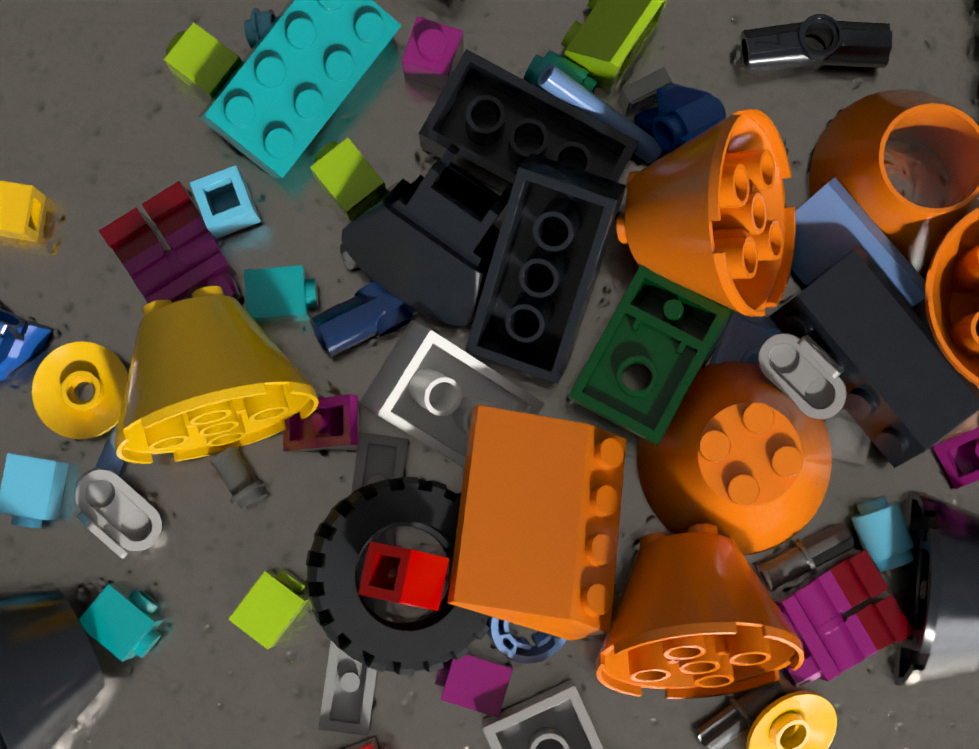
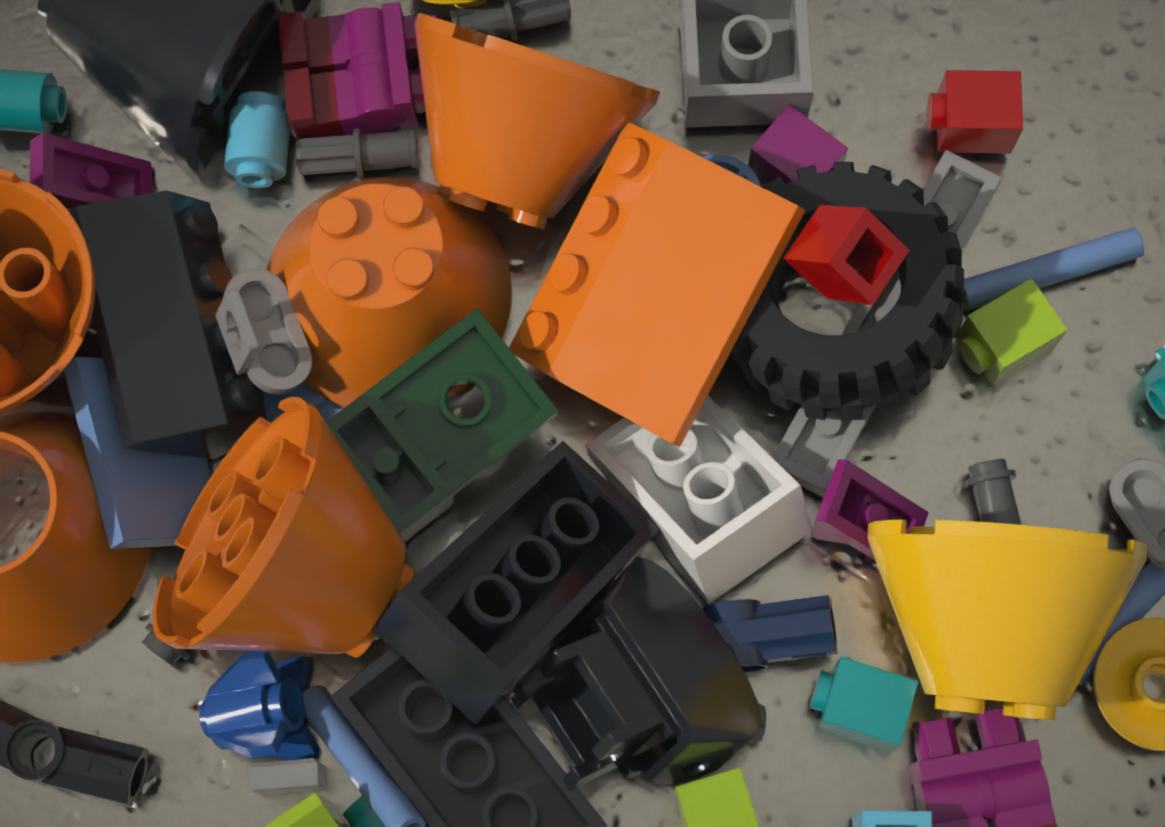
camera: 150 degrees left, 10 degrees down
(258, 675) = (1054, 266): none -> medium blue piece

